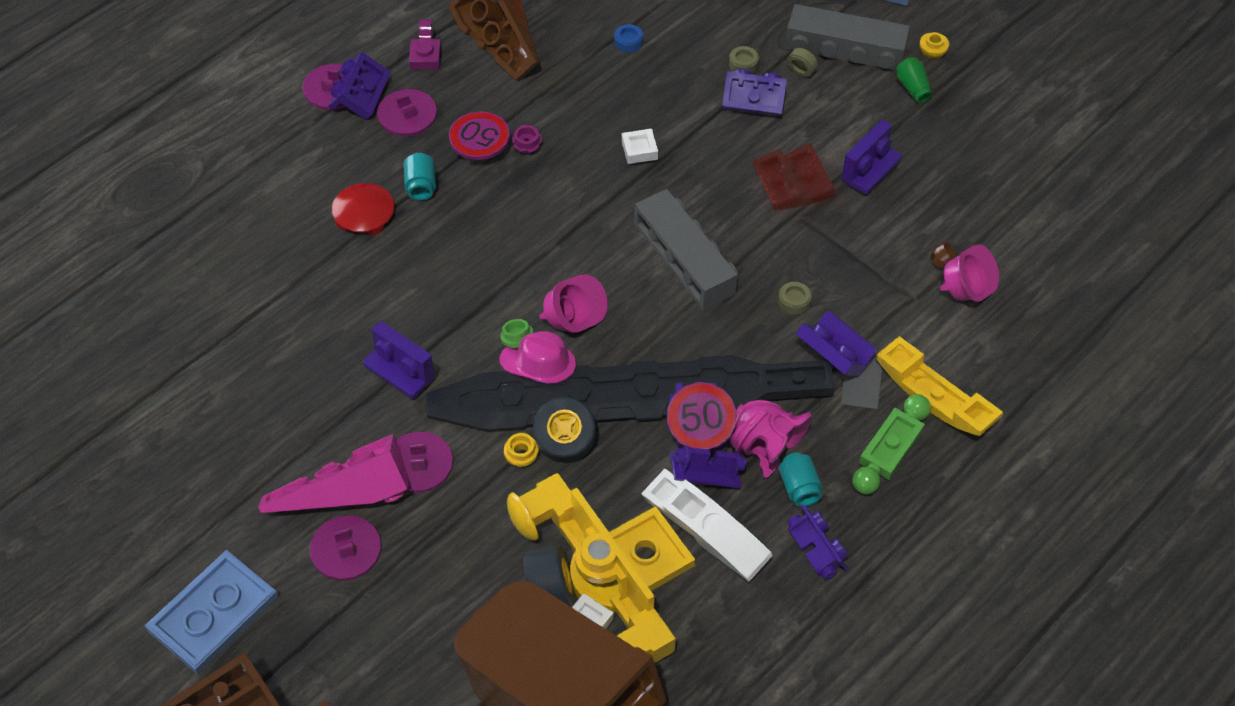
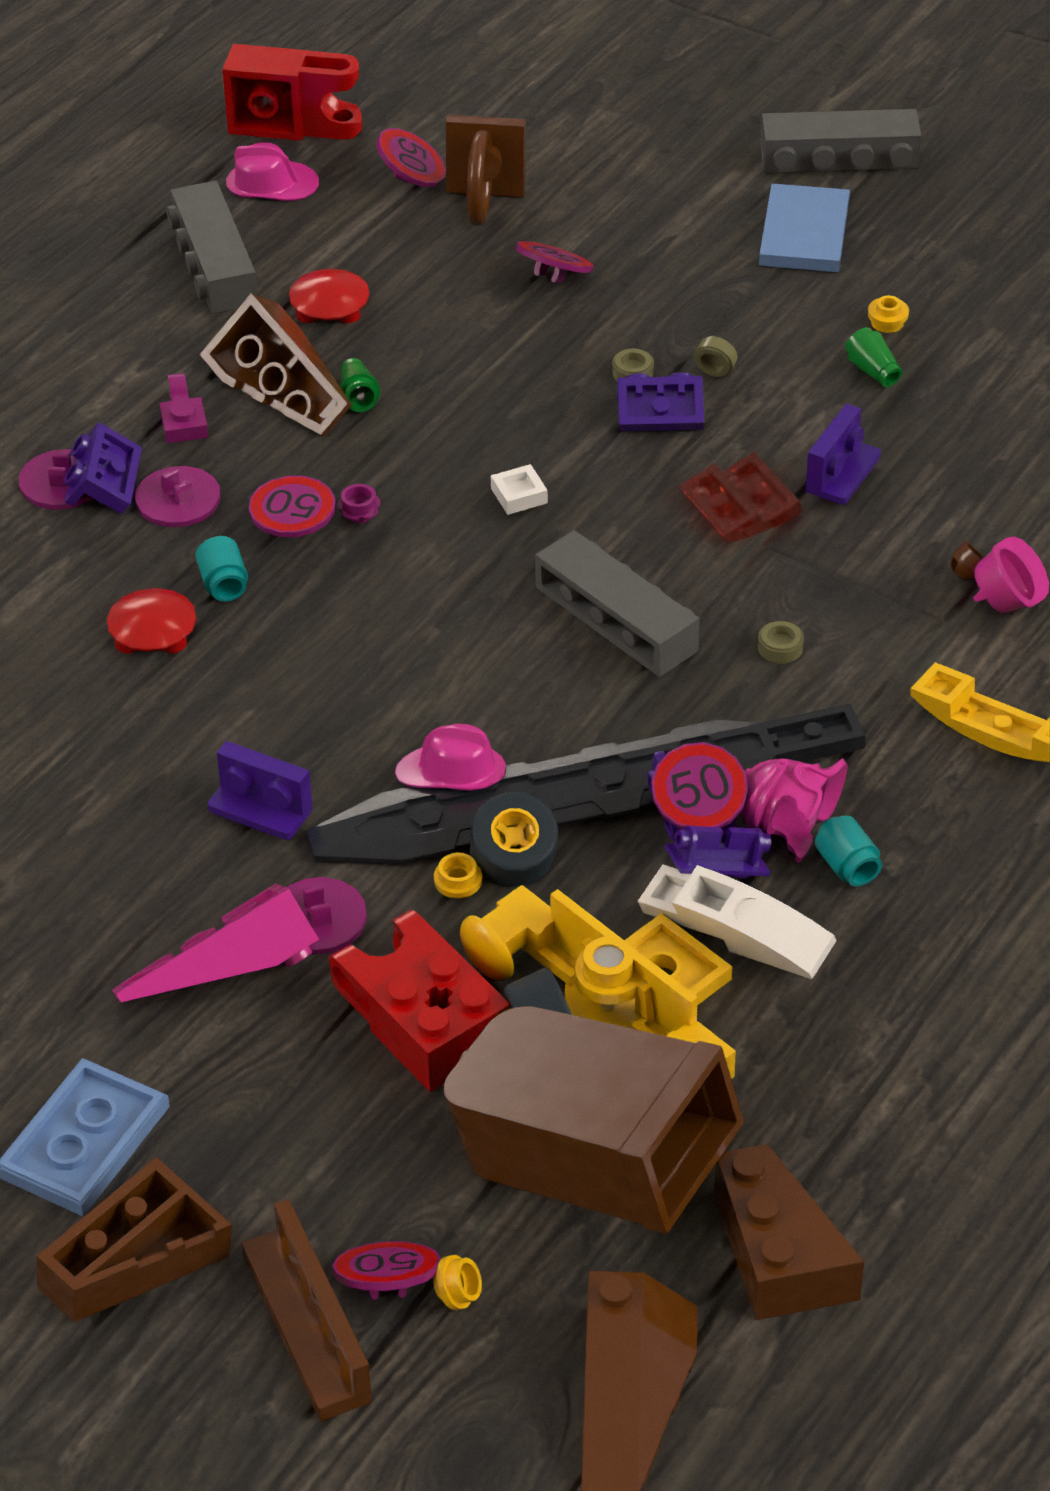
camera: 10 degrees left, 10 degrees down
(345, 548) = (246, 1033): magenta piece -> none
(468, 549) = (418, 999): none -> red brick
(514, 331) = (409, 738): bright green plate -> none
(549, 46) = (358, 385): none -> green cone
(575, 304) = (484, 689): dark pink piece -> none
(628, 38) = (465, 362): blue tile -> none
(827, 554) = (906, 931): dark purple hinge -> none
(838, 344) = (857, 682): dark purple bracket -> none
(847, 37) = (769, 317): dark grey brick -> none
(865, 389) = (897, 728): dark grey sticker -> none
(891, 444) = (957, 792): bright green plate -> none

